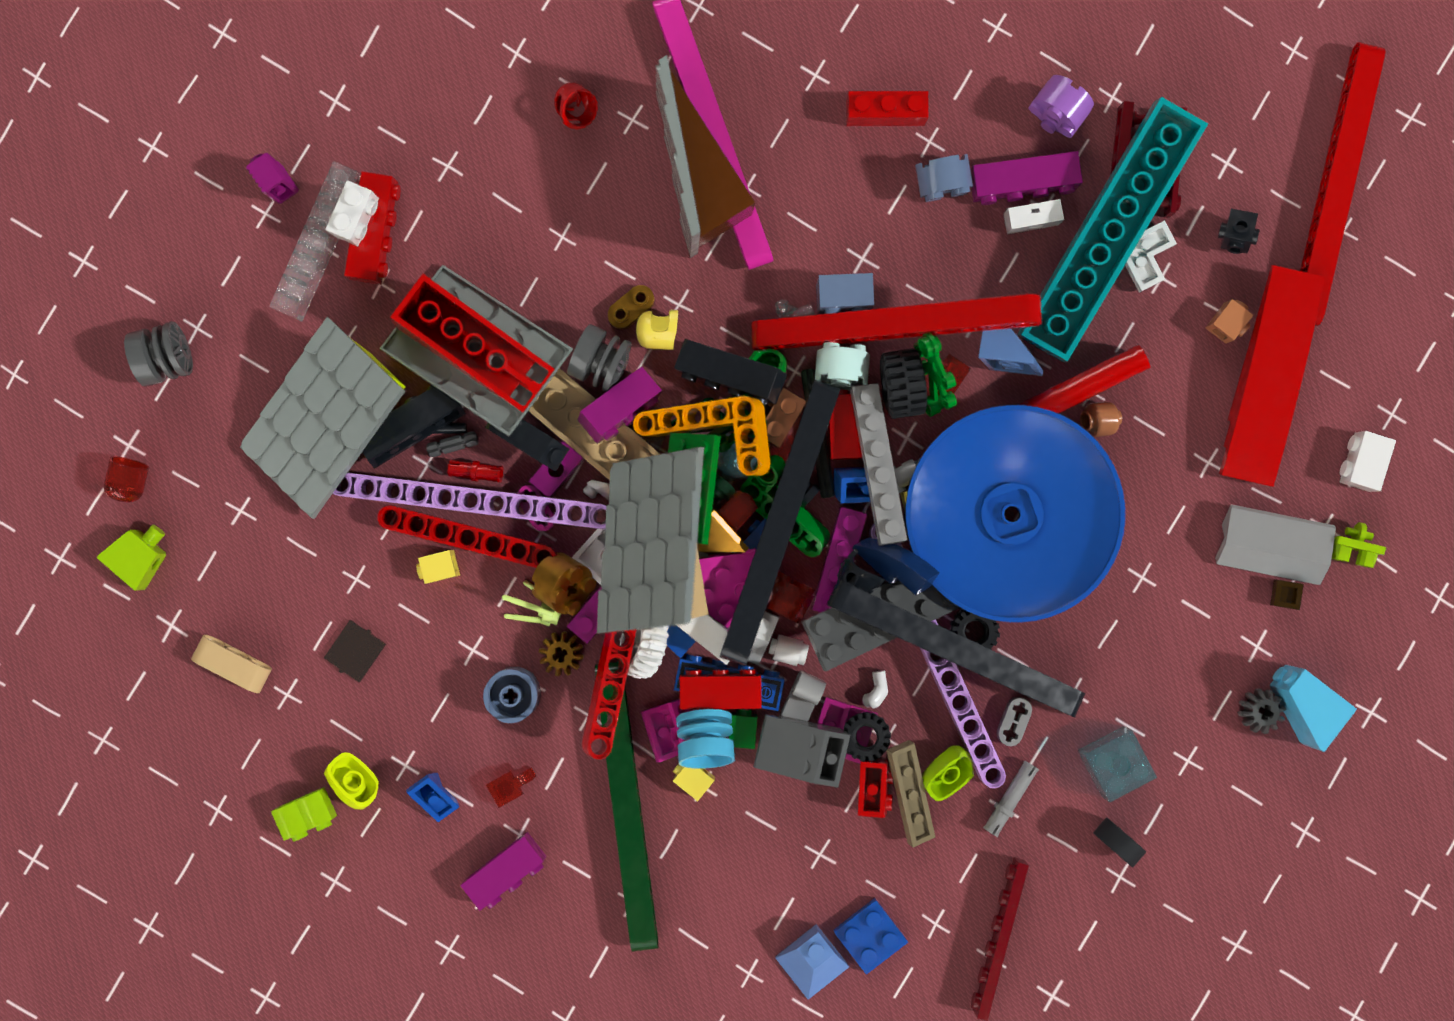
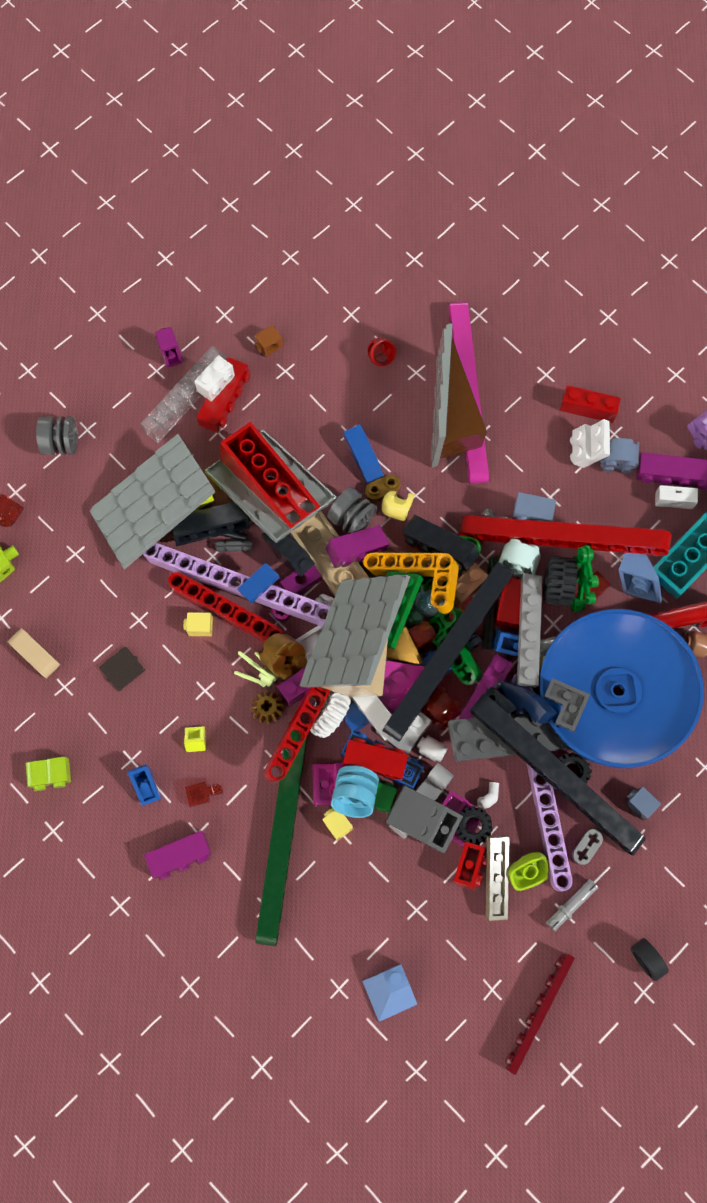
camera: 10 degrees right, 15 degrees down
(352, 781) = (90, 757): neon yellow piece -> none
(410, 129) = (268, 341): none -> dark orange brick
(475, 471) = (243, 567): red pin -> none
(478, 718) = (195, 739): none -> neon yellow slope
(500, 705) = (218, 716): sand blue brick -> none
(501, 497) = (258, 583): none -> blue tile
(592, 267) = (363, 454): none -> blue slope
(870, 936) = (440, 984): blue plate -> none
(900, 170) = (590, 443): none -> white plate
(956, 551) = (572, 702): none -> dark grey plate
(1072, 648) = (642, 802): none -> sand blue brick
(1117, 764) = (659, 899): clear light blue brick -> none

